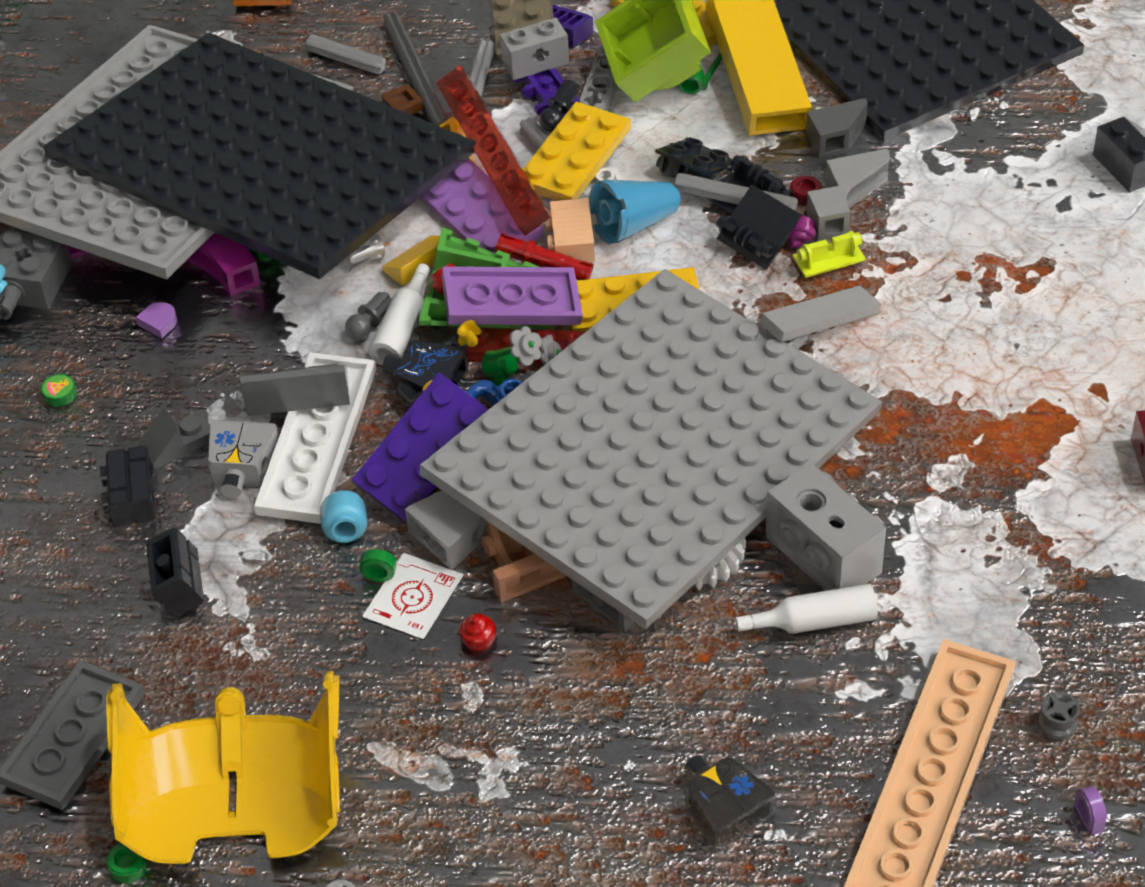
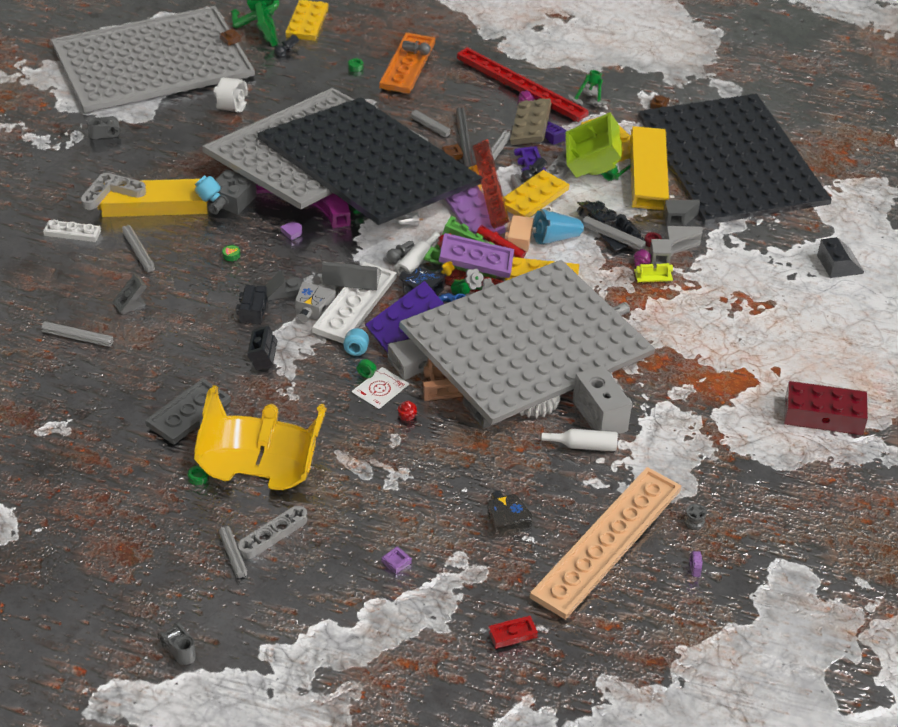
camera: 10 degrees right, 5 degrees down
(404, 266) = (425, 232): yellow slope -> none
(534, 48) = (529, 139): light grey brick -> none
(758, 226) = (619, 251): black hinge -> none
(820, 313) = (637, 299): light grey tile -> none

